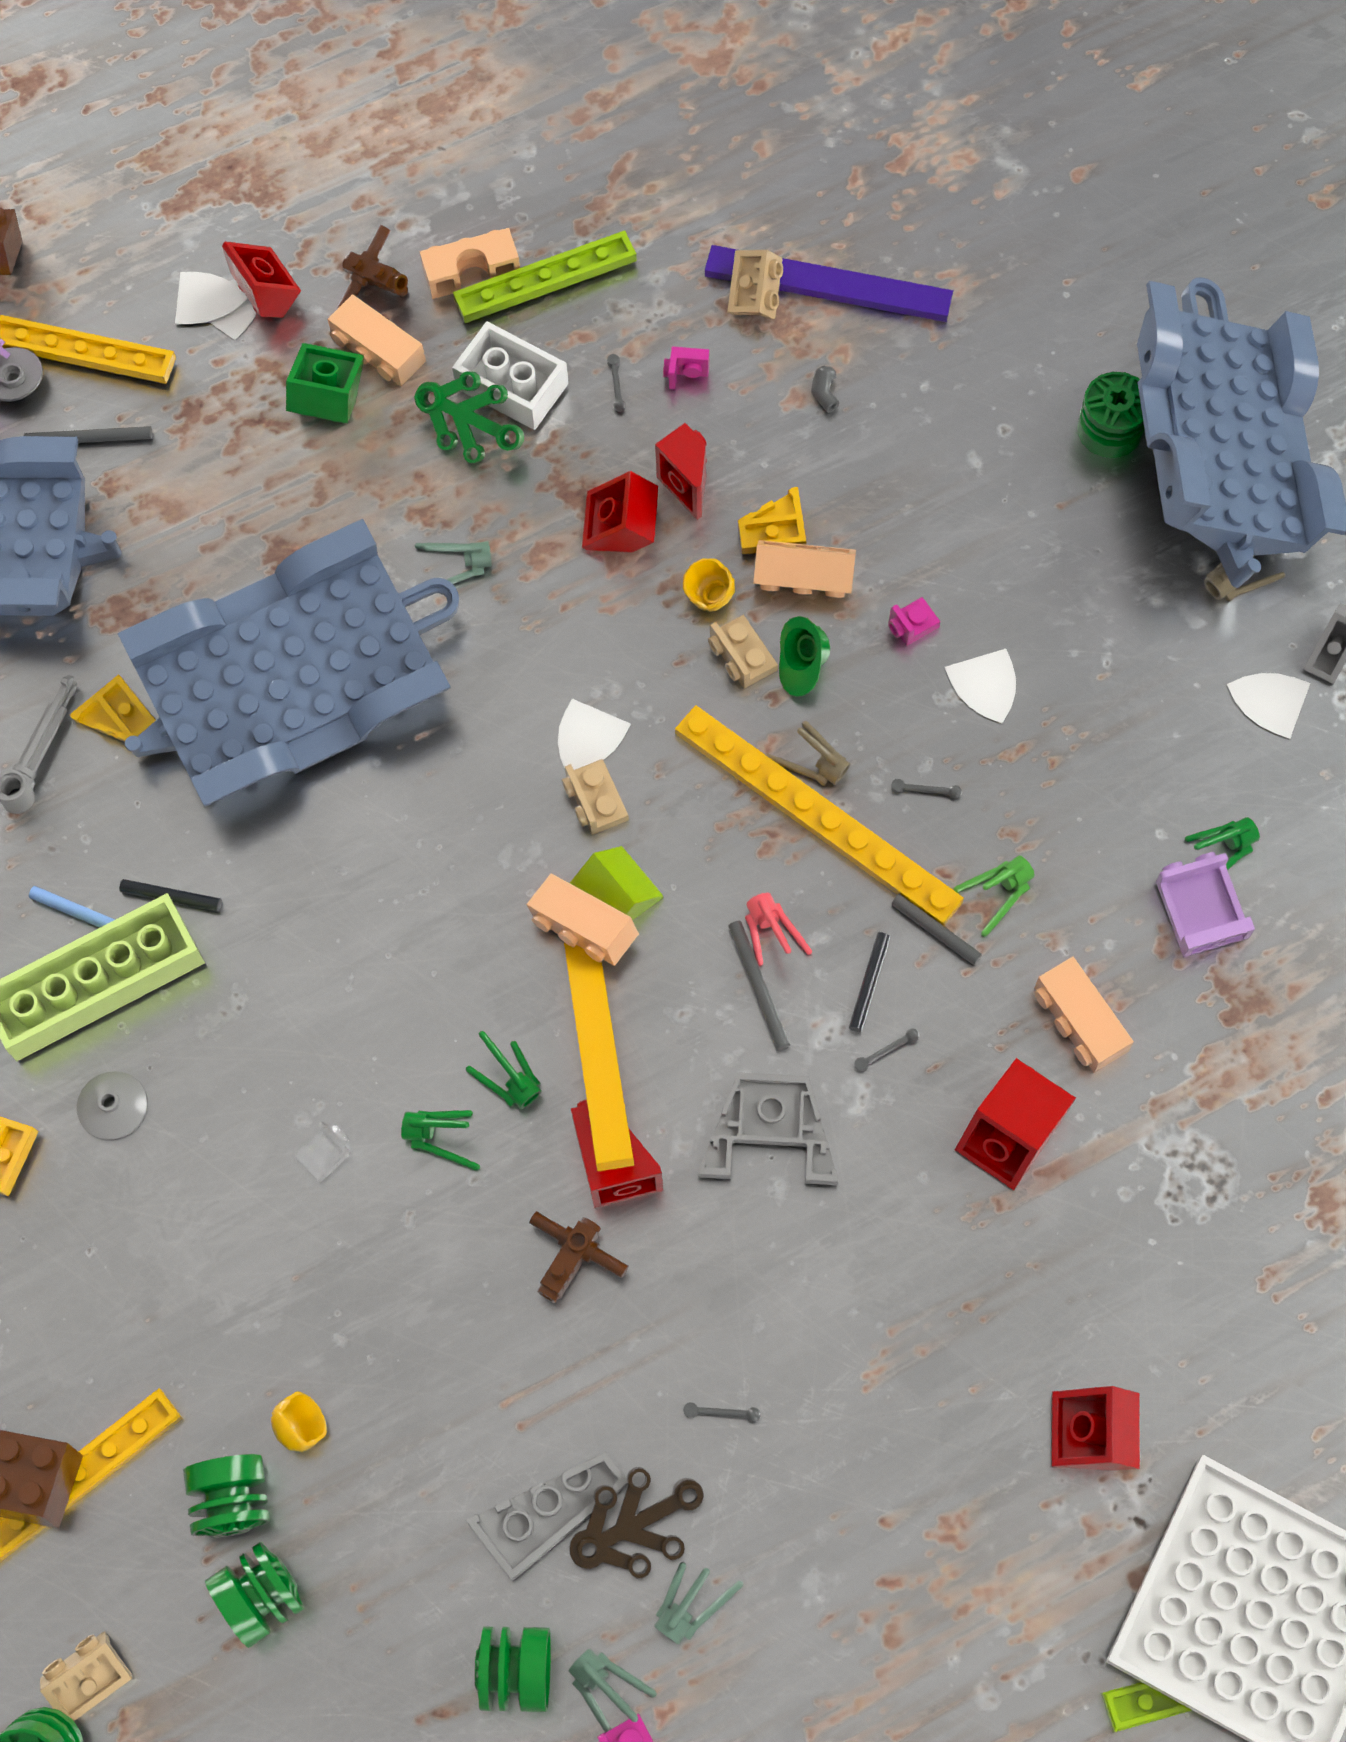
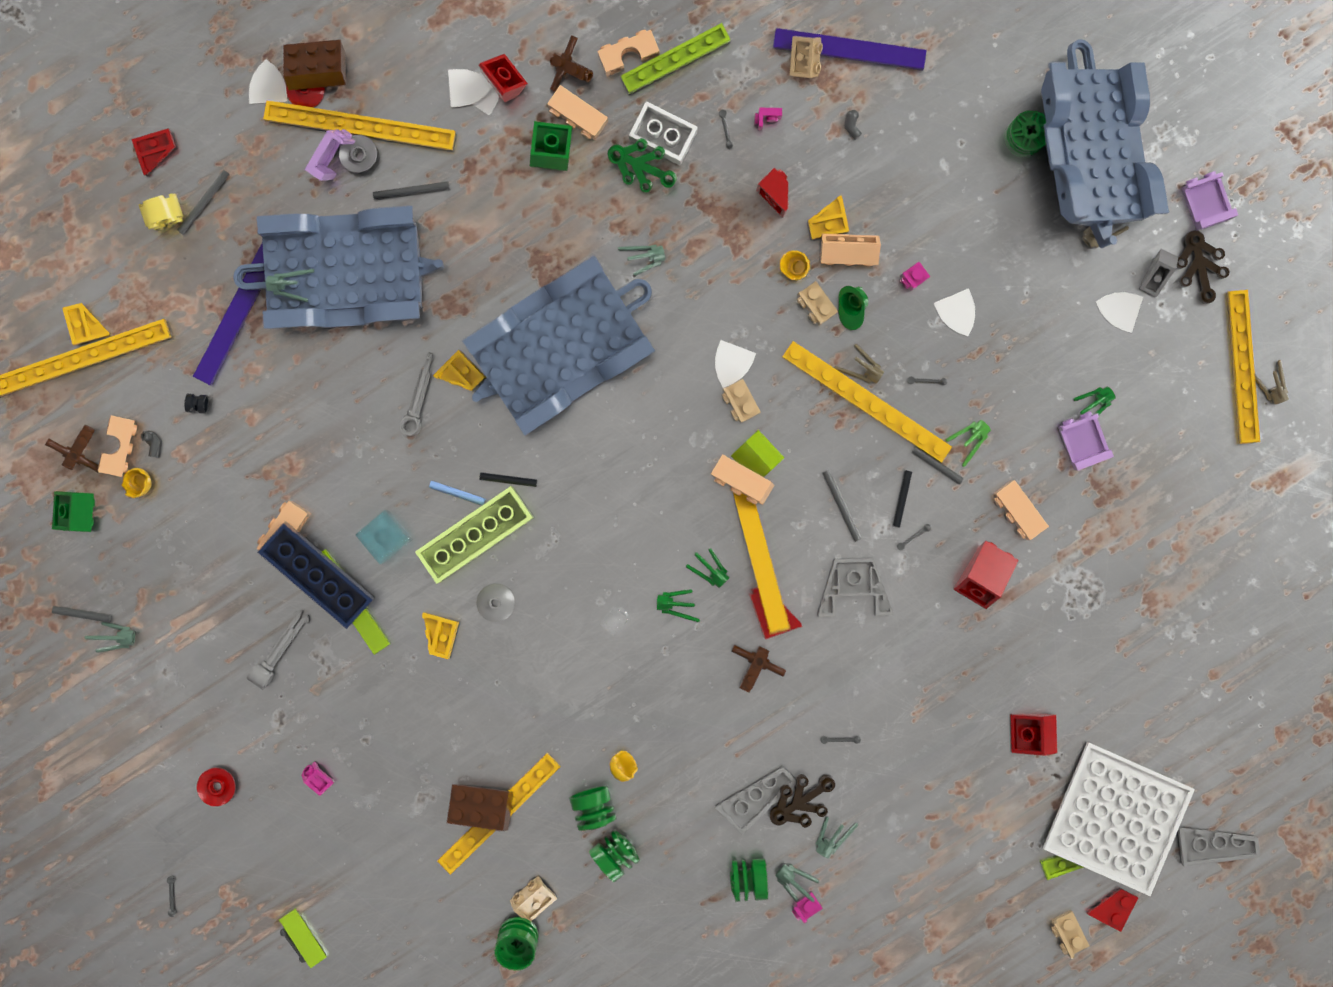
camera: 10 degrees left, 20 degrees up
(620, 514) = (738, 221): red slope -> none
(767, 914) = (842, 464): coral plant -> none

